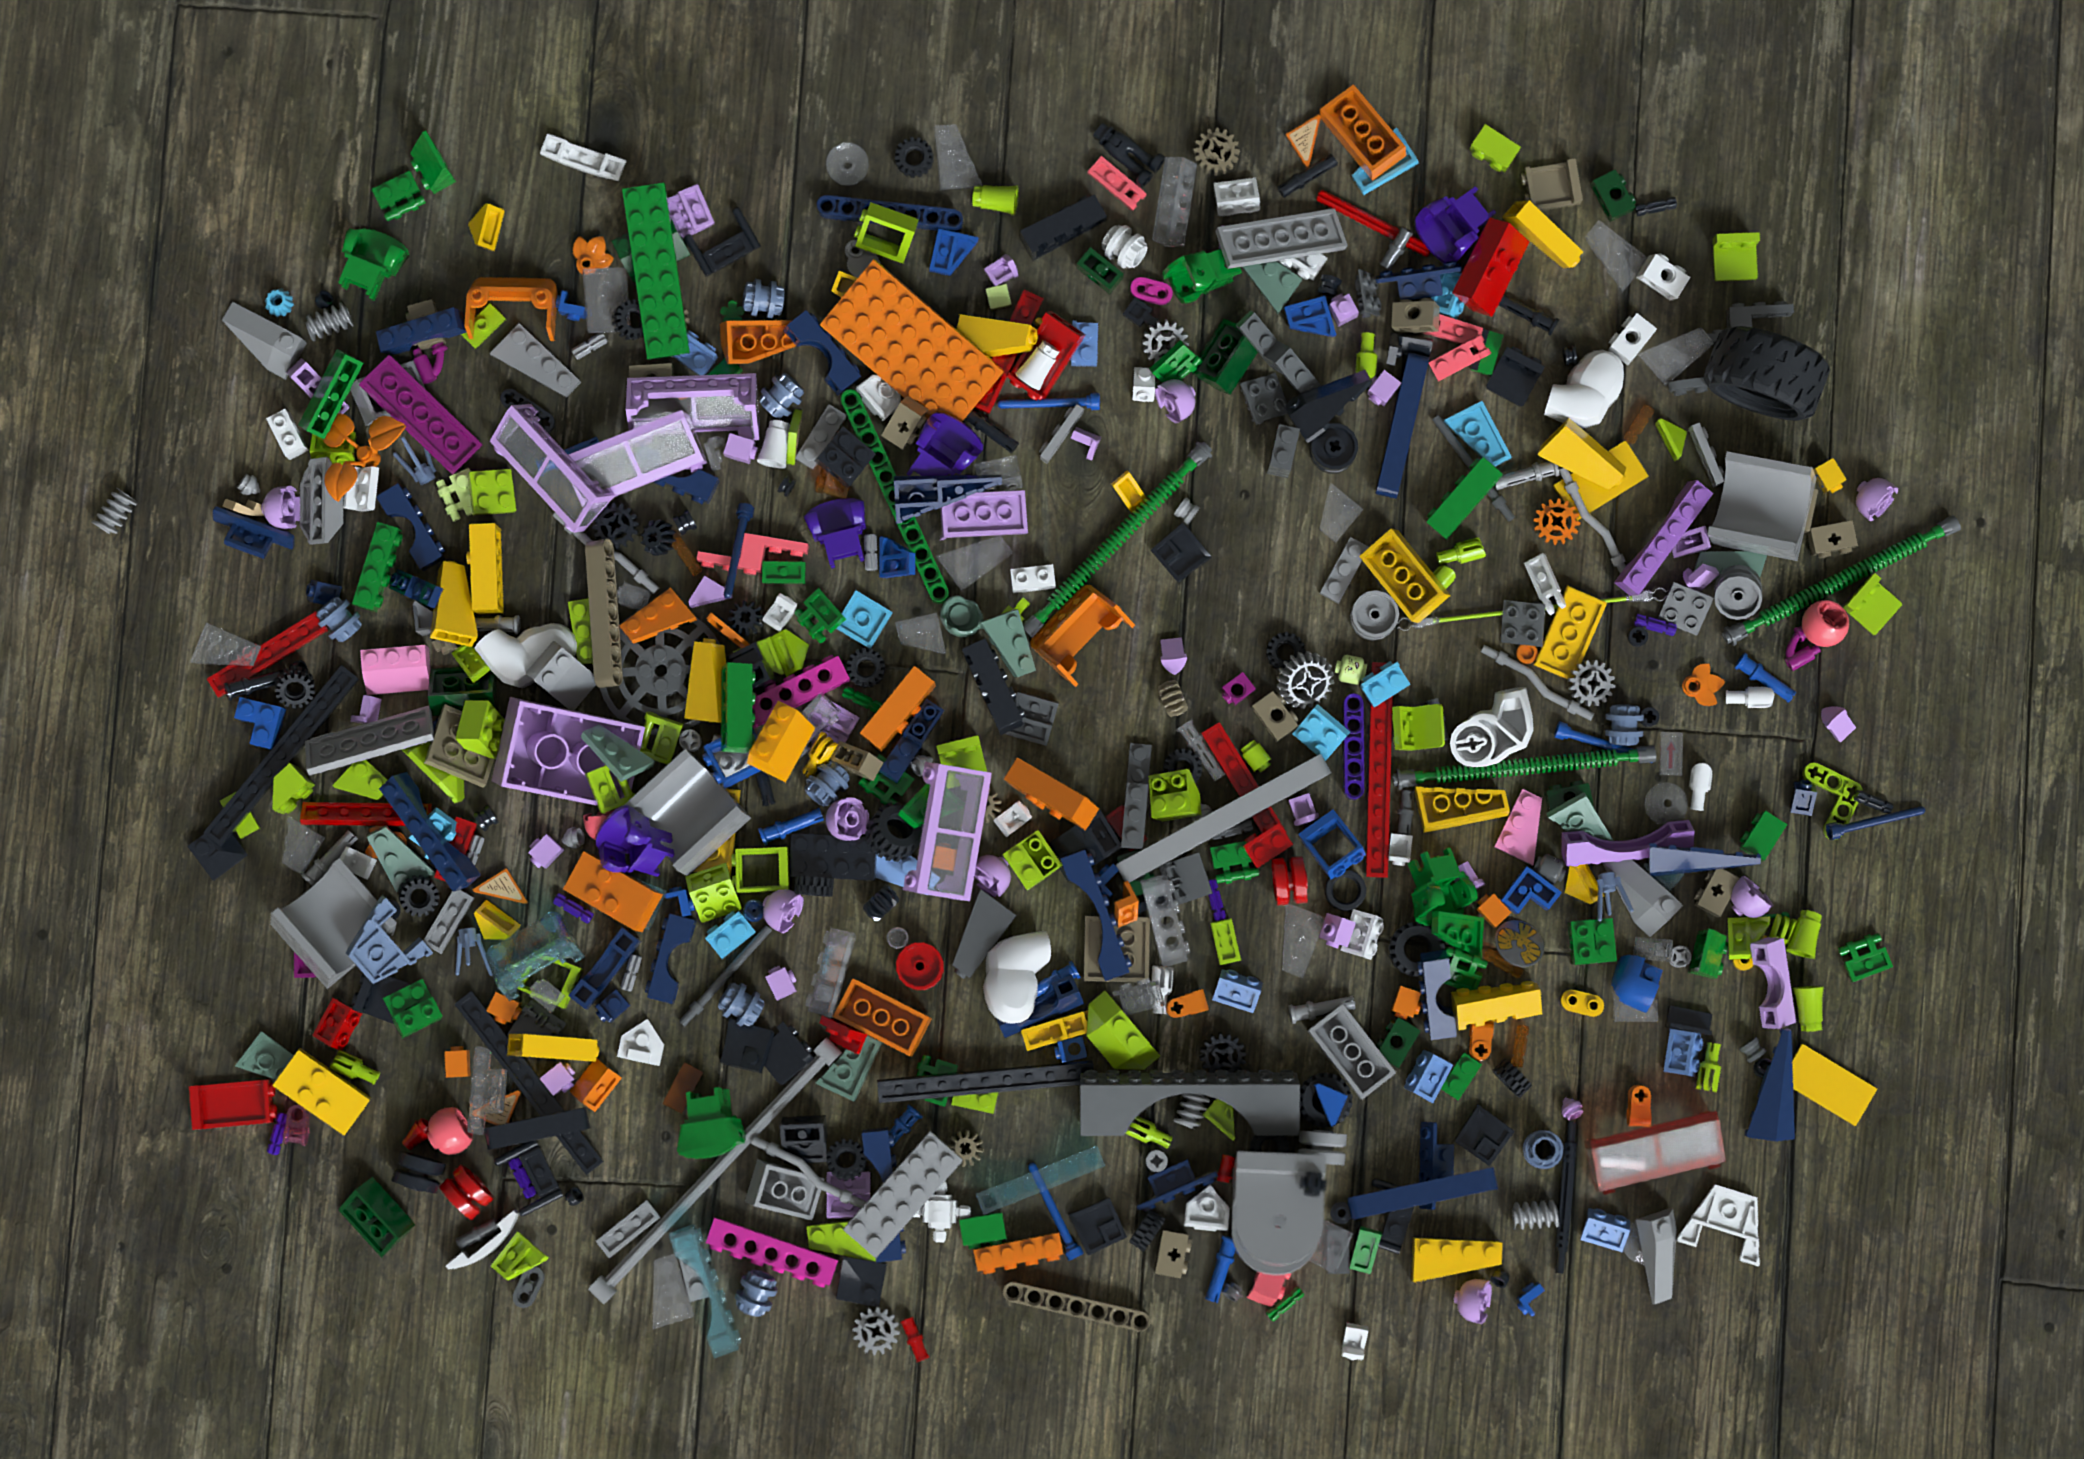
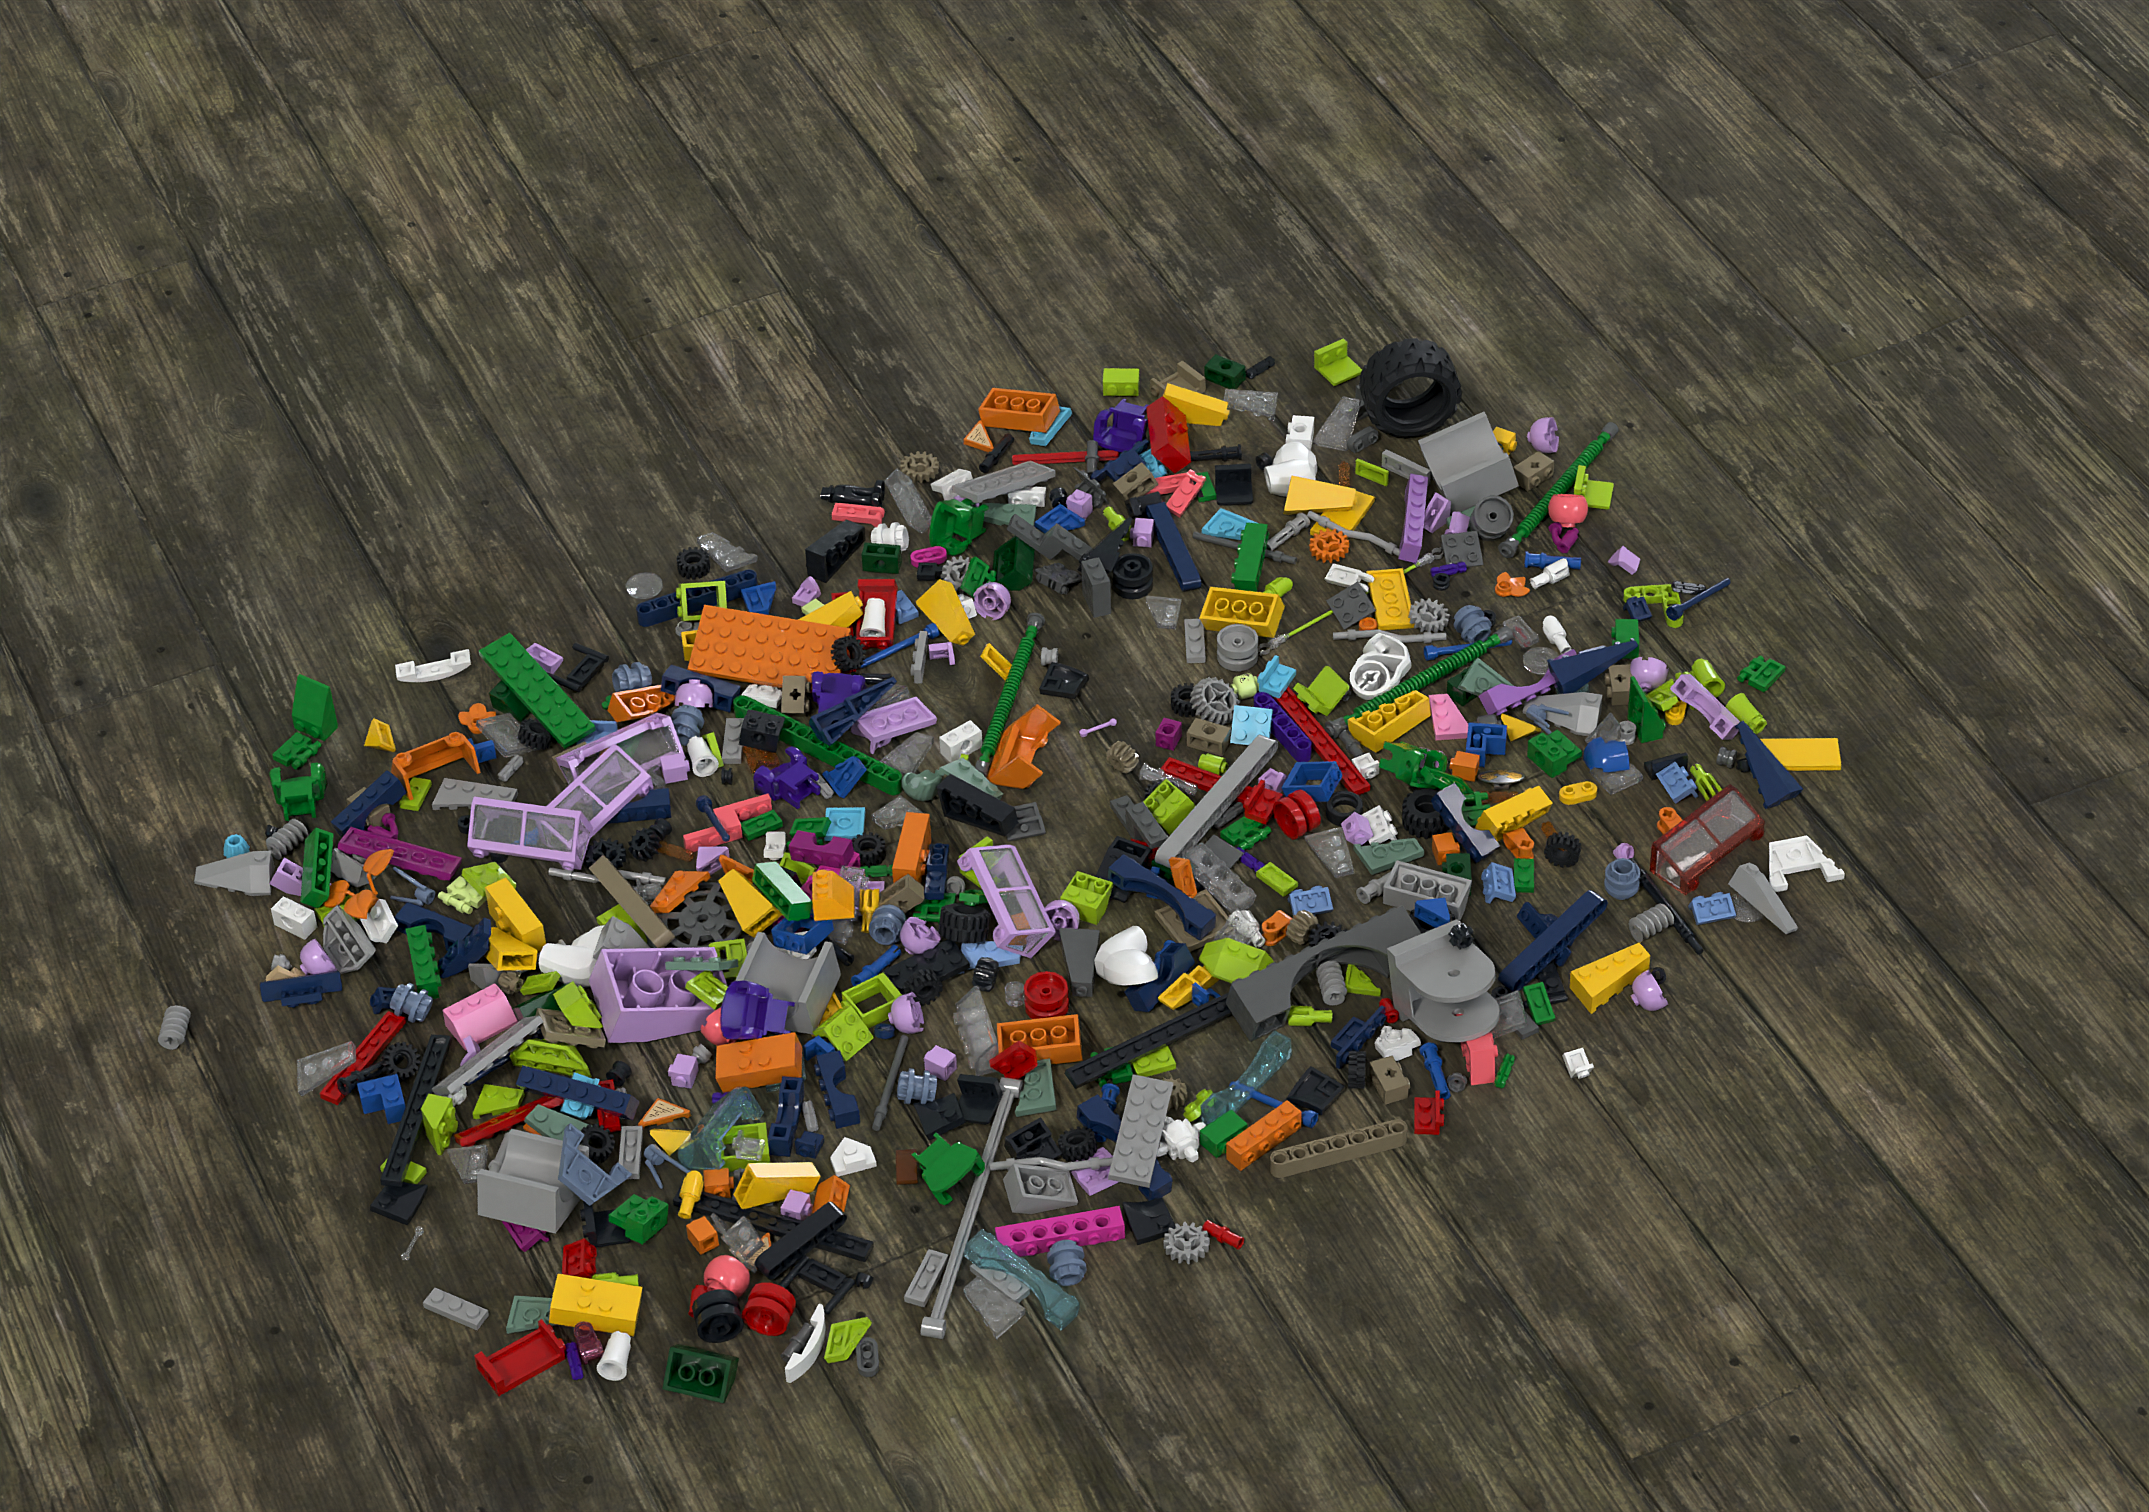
camera: 30 degrees left, 40 degrees down
(206, 1009) = (456, 1309): none -> light grey plate
(219, 896) = (419, 1231): none -> clear hinge
(313, 1154) = (615, 1357): none -> white plant
(469, 1013) = (690, 1193): none -> yellow arm
(522, 1177) = (810, 1289): dark purple axle -> none
(730, 934) = (874, 1054): medium azure bracket -> none
(753, 618) = (750, 857): black gear -> none
(806, 366) = (694, 694): none -> lavender cylinder
(822, 674) = (834, 854): none -> magenta arch
(833, 1239) = (1113, 1195): lime wing -> none
(978, 396) = (840, 653): none -> black tyre
(983, 1179) = (1193, 1110): none -> lime plate
(996, 198) = (773, 555): lime plant -> none
(1013, 818) = (1054, 880): white bracket -> none
(1050, 793) = (1071, 839): orange brick -> none
(1118, 394) = (946, 611): none -> yellow slope
(1156, 1158) = (1329, 1029): light grey wheel -> none
(1161, 630) = (1083, 732): none -> lavender hinge
(1173, 655) = (1103, 737): lavender tile -> none
(1183, 1312) = (1427, 1114): none -> red bracket
(1206, 1024) = (1301, 926): none -> dark tan gear
(1349, 974) = (1384, 856): none -> sand green wing
(1484, 1135) = (1567, 893): black plate -> none
(1530, 1292) = (1689, 977): blue bracket -> none
(1651, 275) = (1295, 393): white brick -> none

